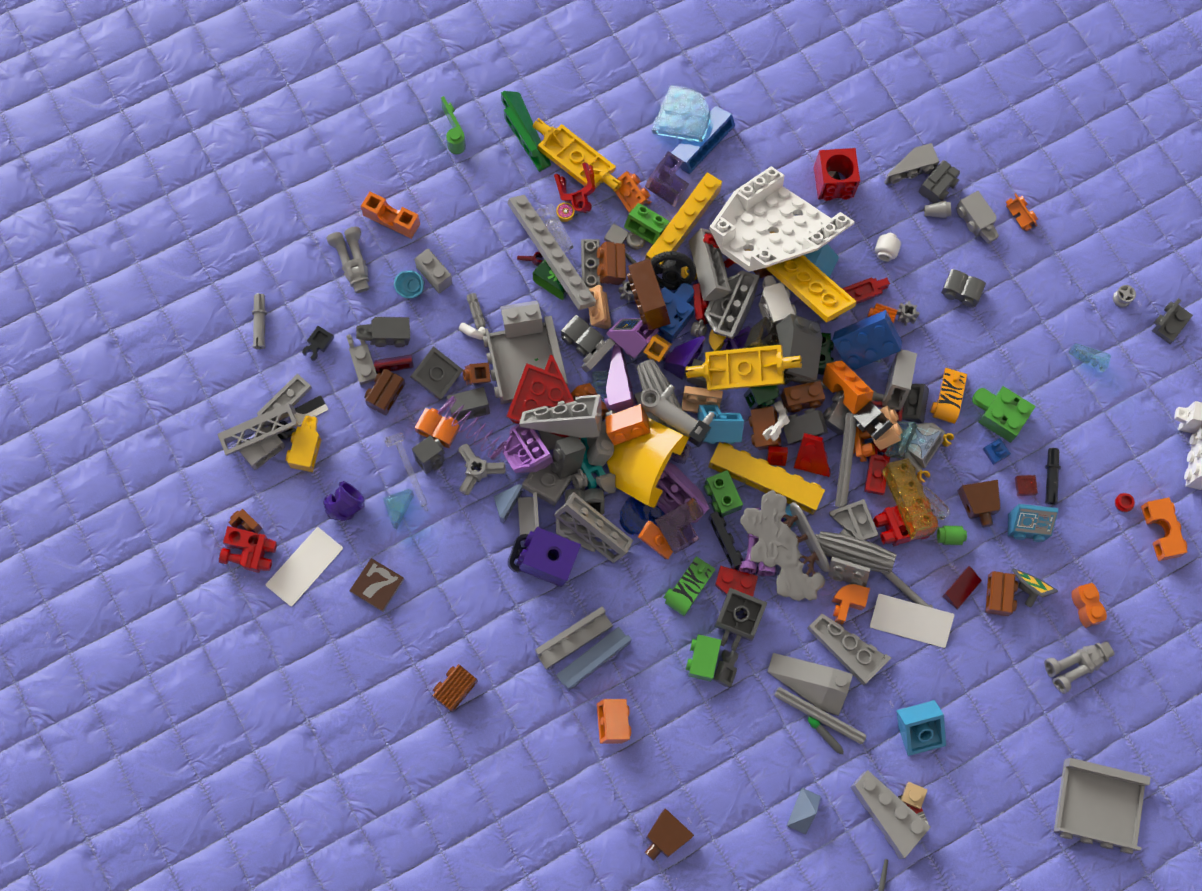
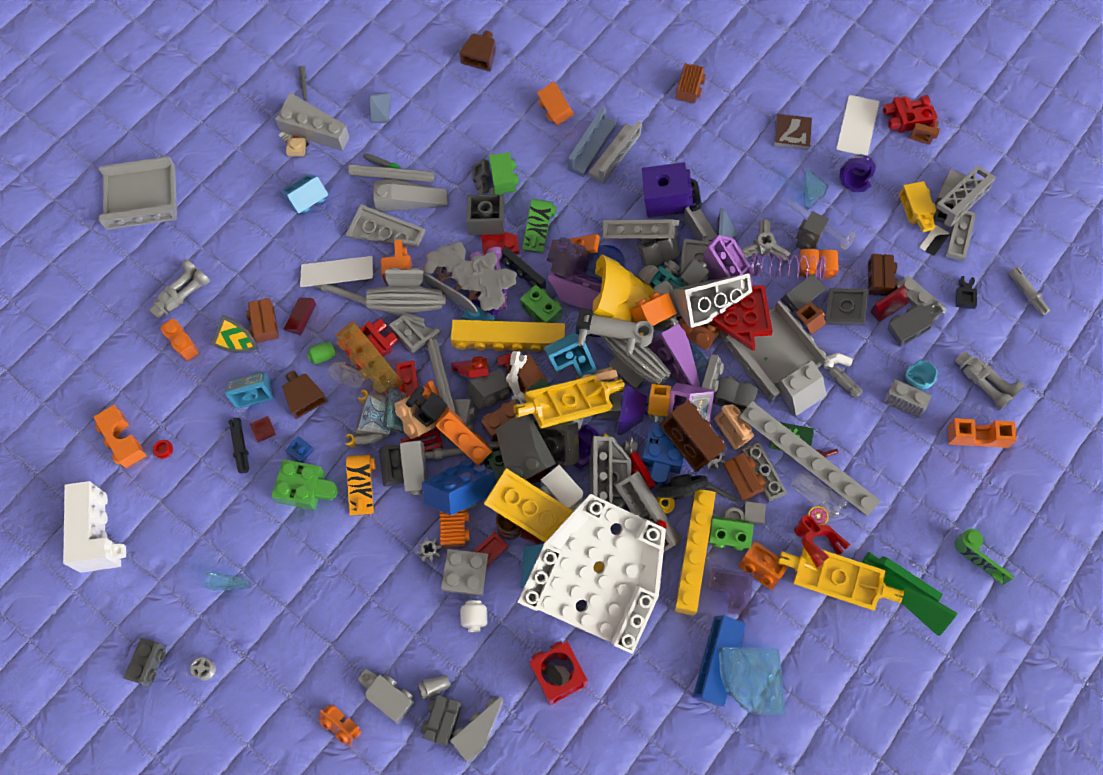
camera: 165 degrees right, 5 degrees down
(884, 279) = (465, 572): none -> light grey plate
(963, 288) = (379, 603): dark grey brick -> none

